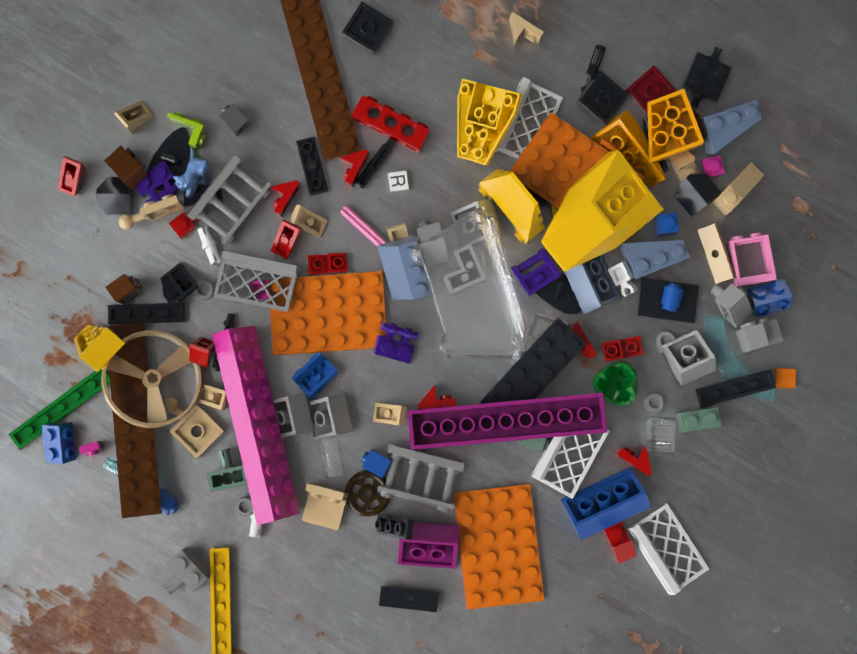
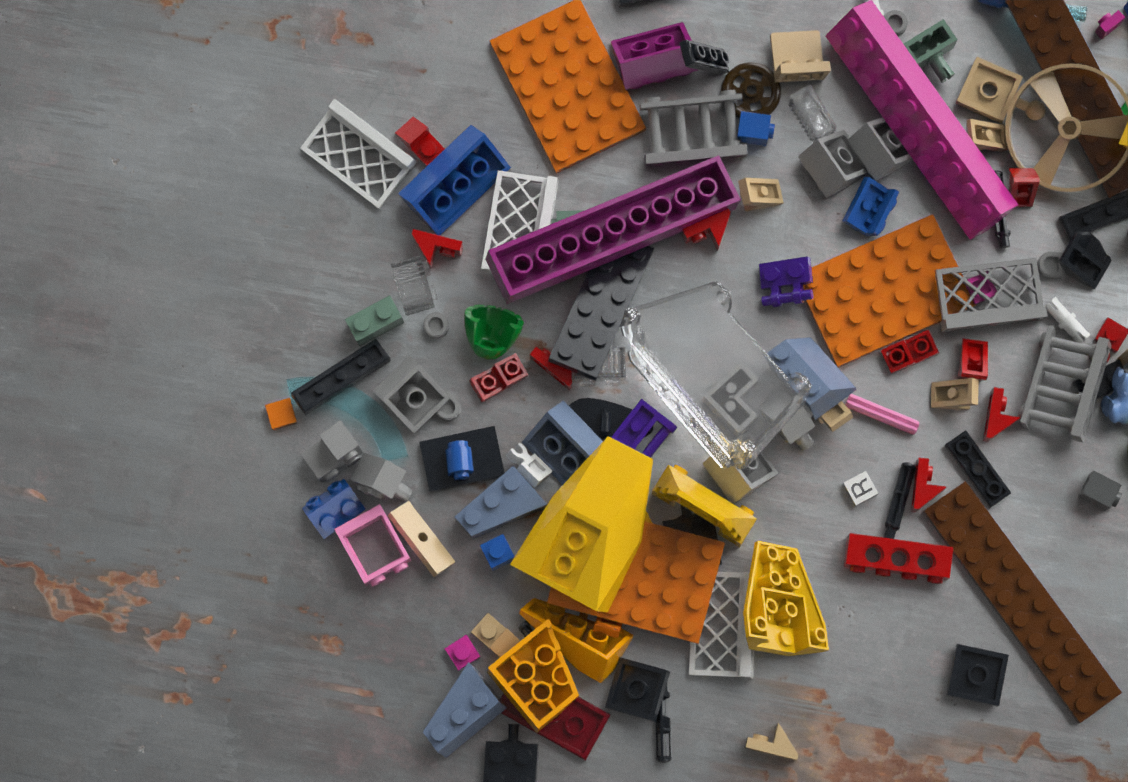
camera: 165 degrees right, 5 degrees down
(696, 192) = (471, 609): black slope -> none
(738, 189) = (419, 635): tan slope -> none

